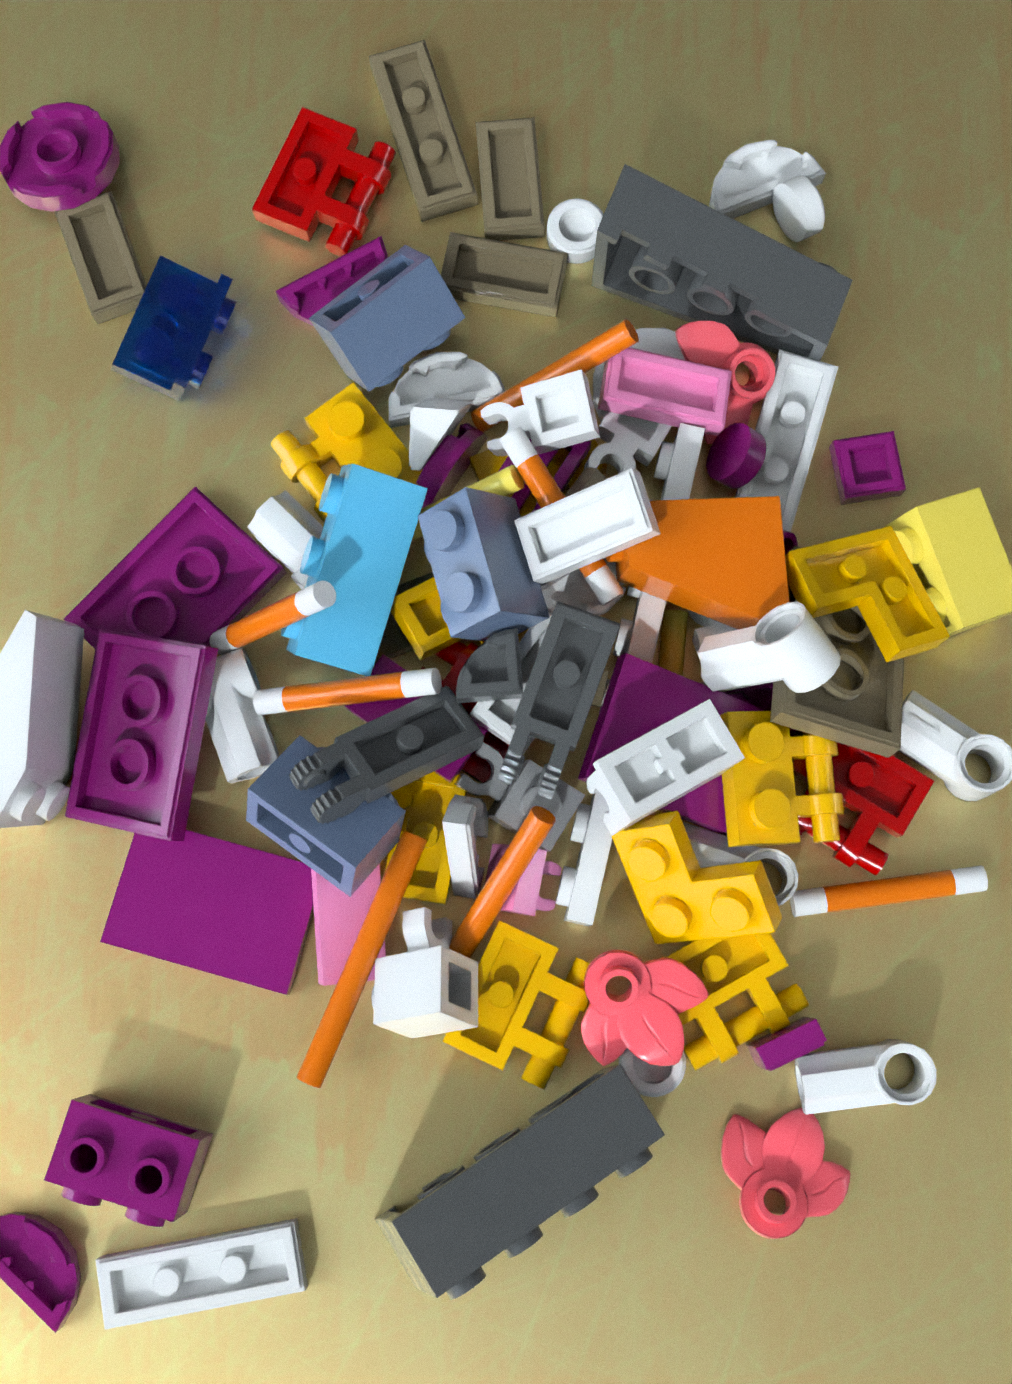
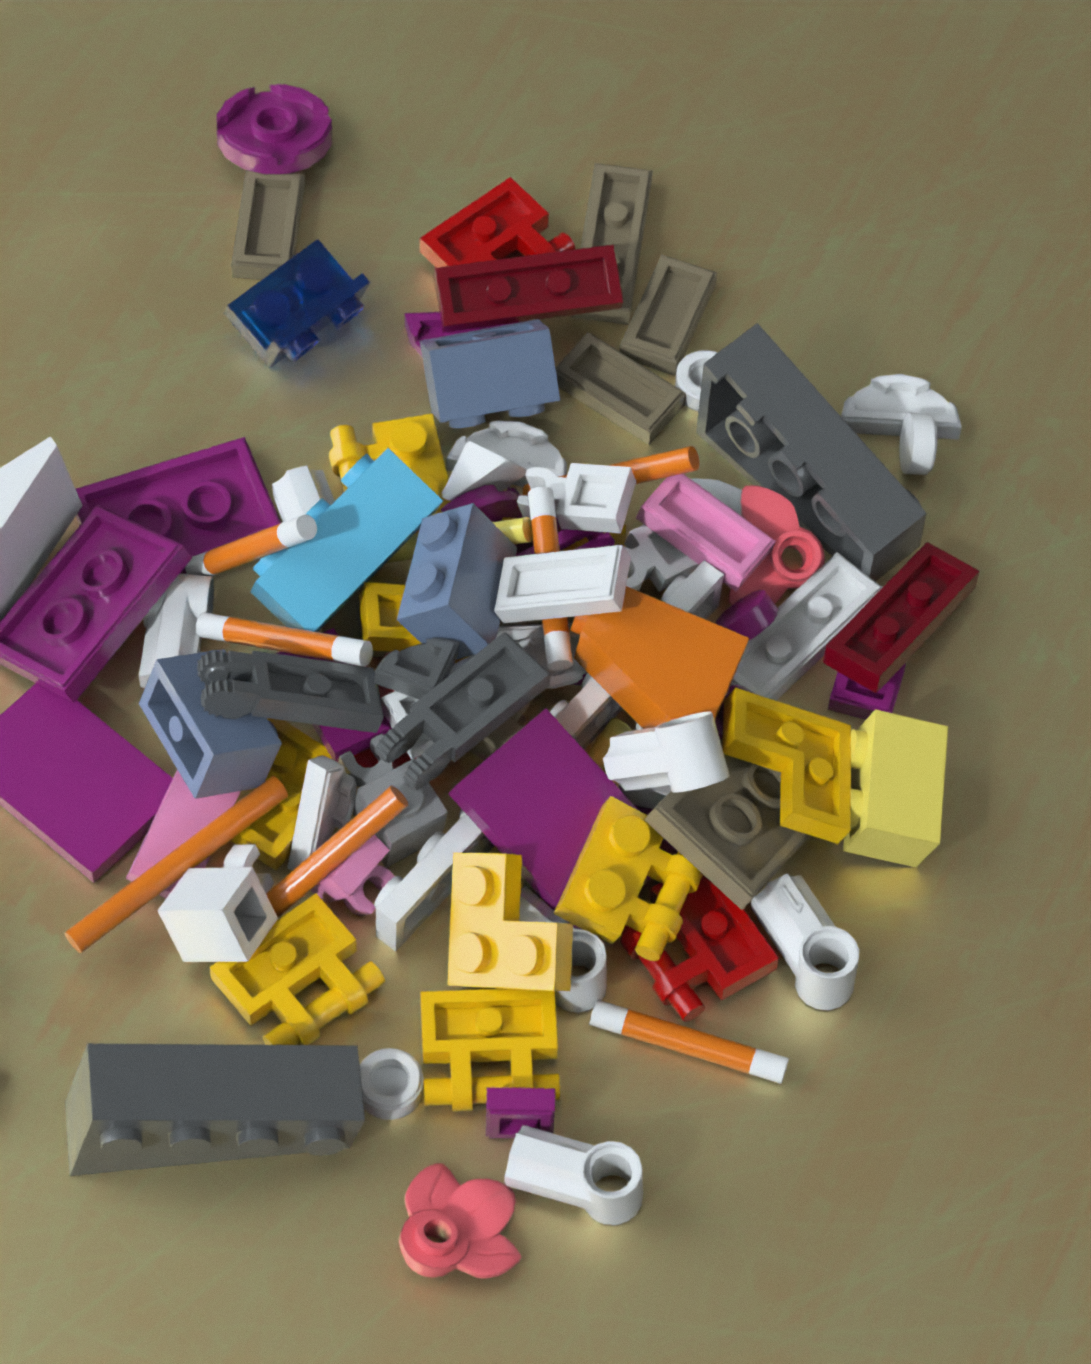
camera: 20 degrees right, 20 degrees down
(379, 217) = (528, 288): none -> dark red plate
(643, 1016) = (403, 1023): coral plate -> none
(663, 765) = (524, 803): white hinge -> none
(874, 392) = (901, 617): none -> dark red plate

